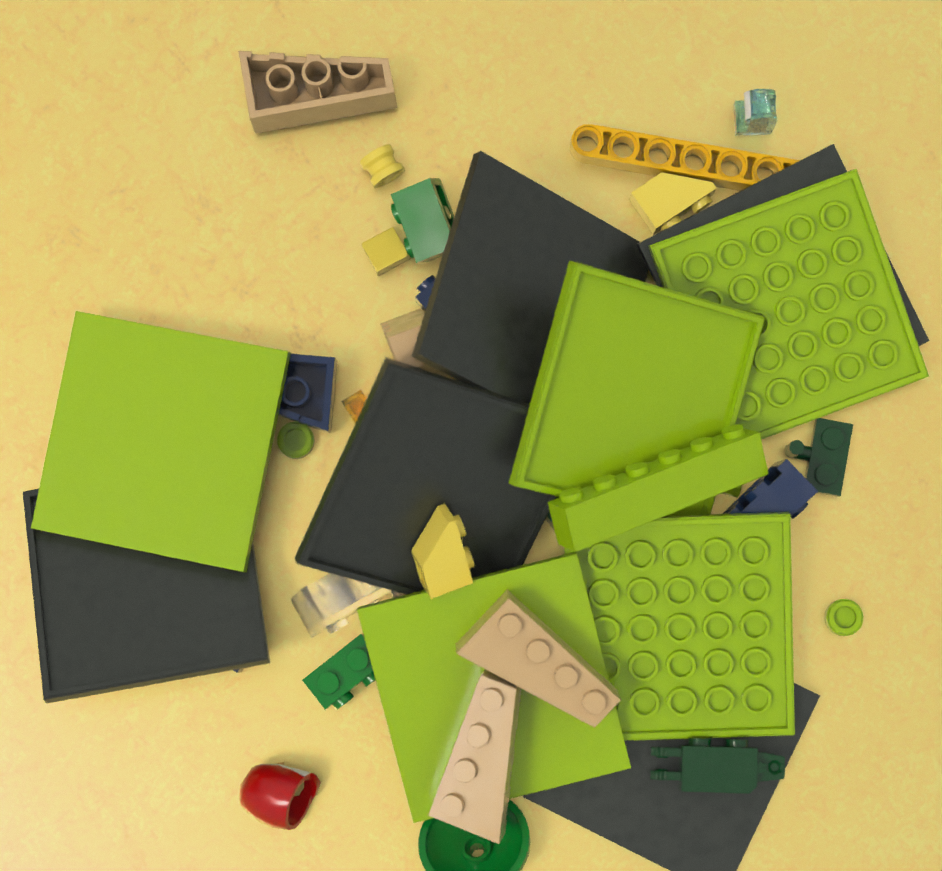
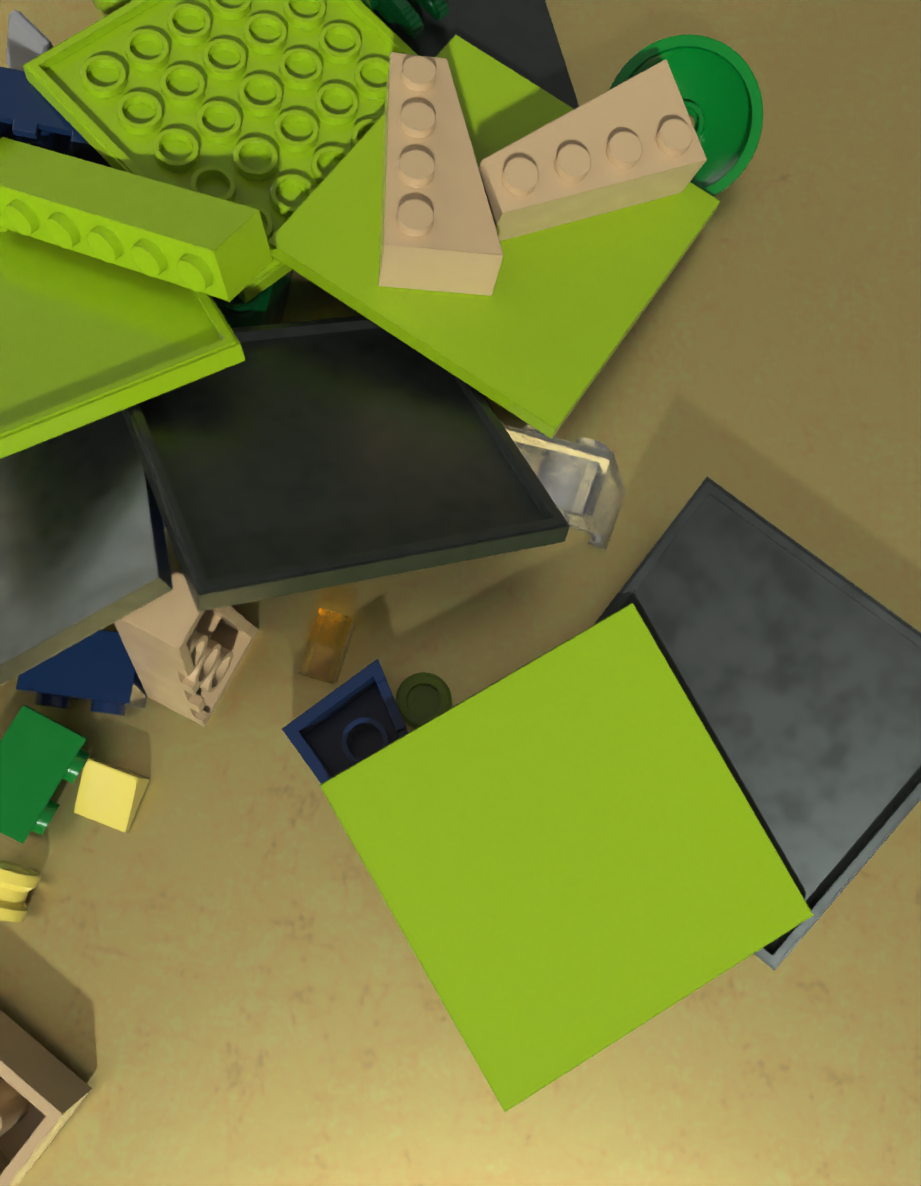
camera: 130 degrees left, 5 degrees down
(270, 791) = (831, 367): red piece -> none
(340, 674) = (635, 412): green brick -> none
(440, 555) = (402, 382): light yellow slope -> none
(833, 535) = (24, 41): none -> light grey slope

